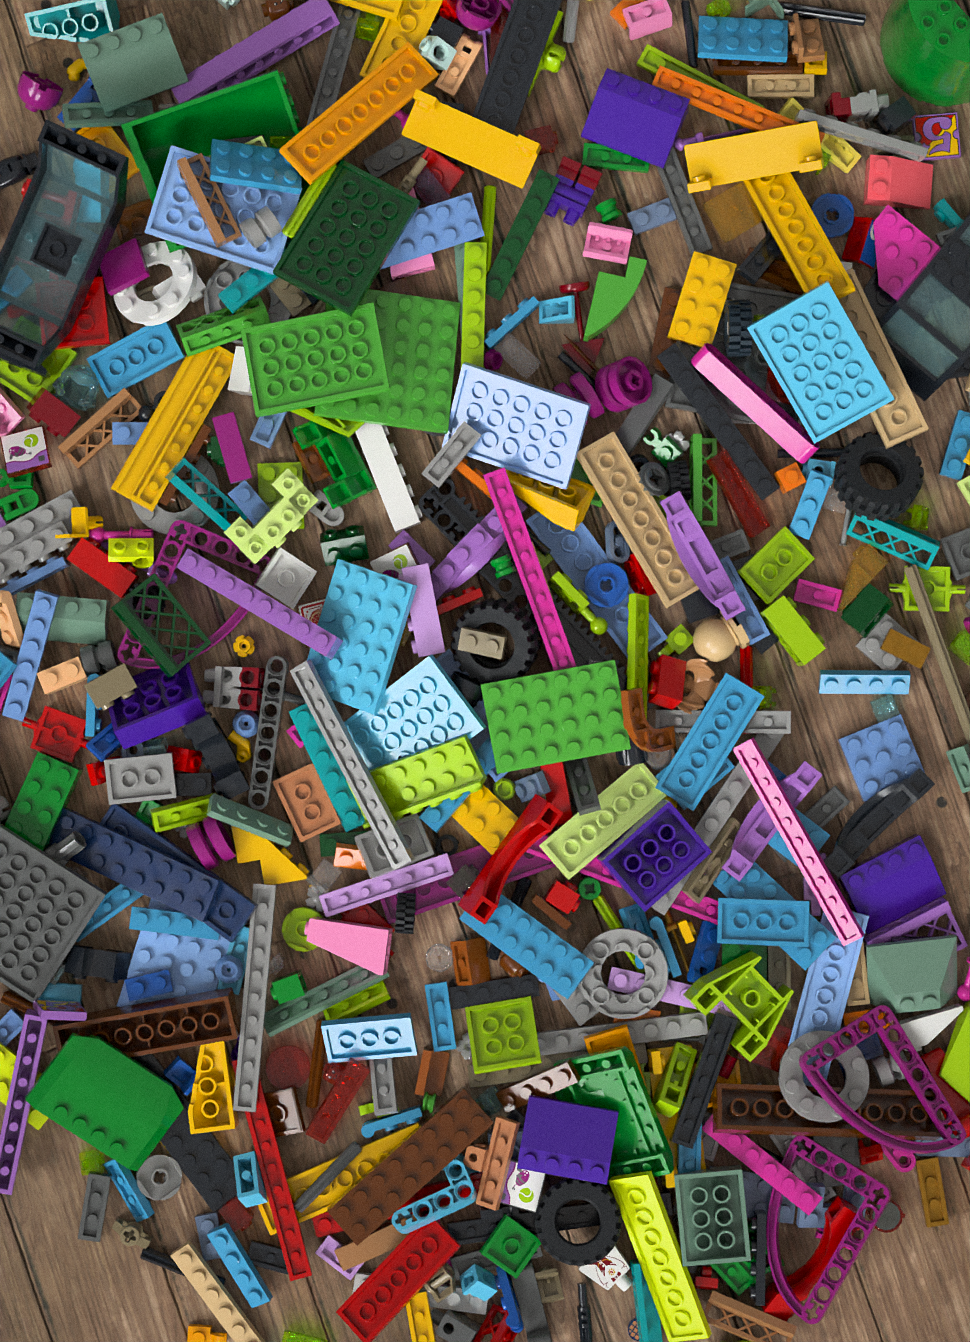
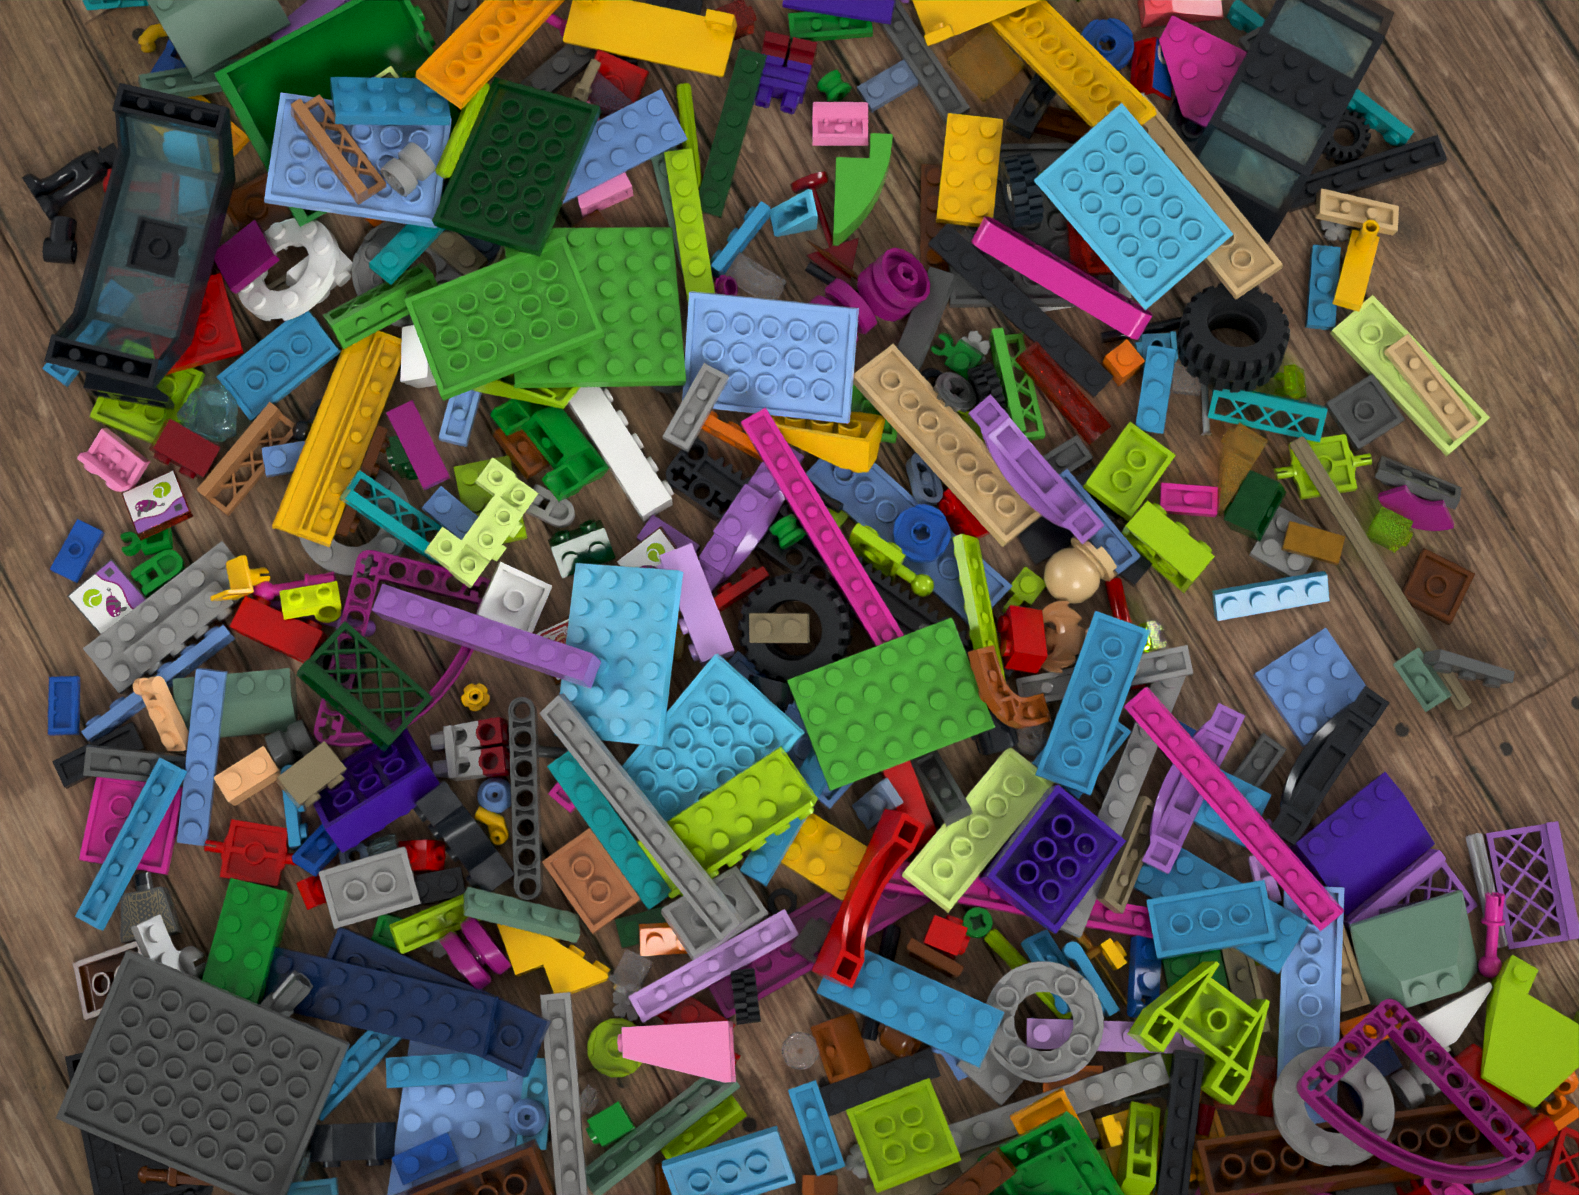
camera: 10 degrees left, 10 degrees down
(38, 92) = (105, 71): magenta cylinder -> none
(504, 789) = (842, 816): lime plate -> none
(884, 708) = (1303, 624): clear light blue tile -> none

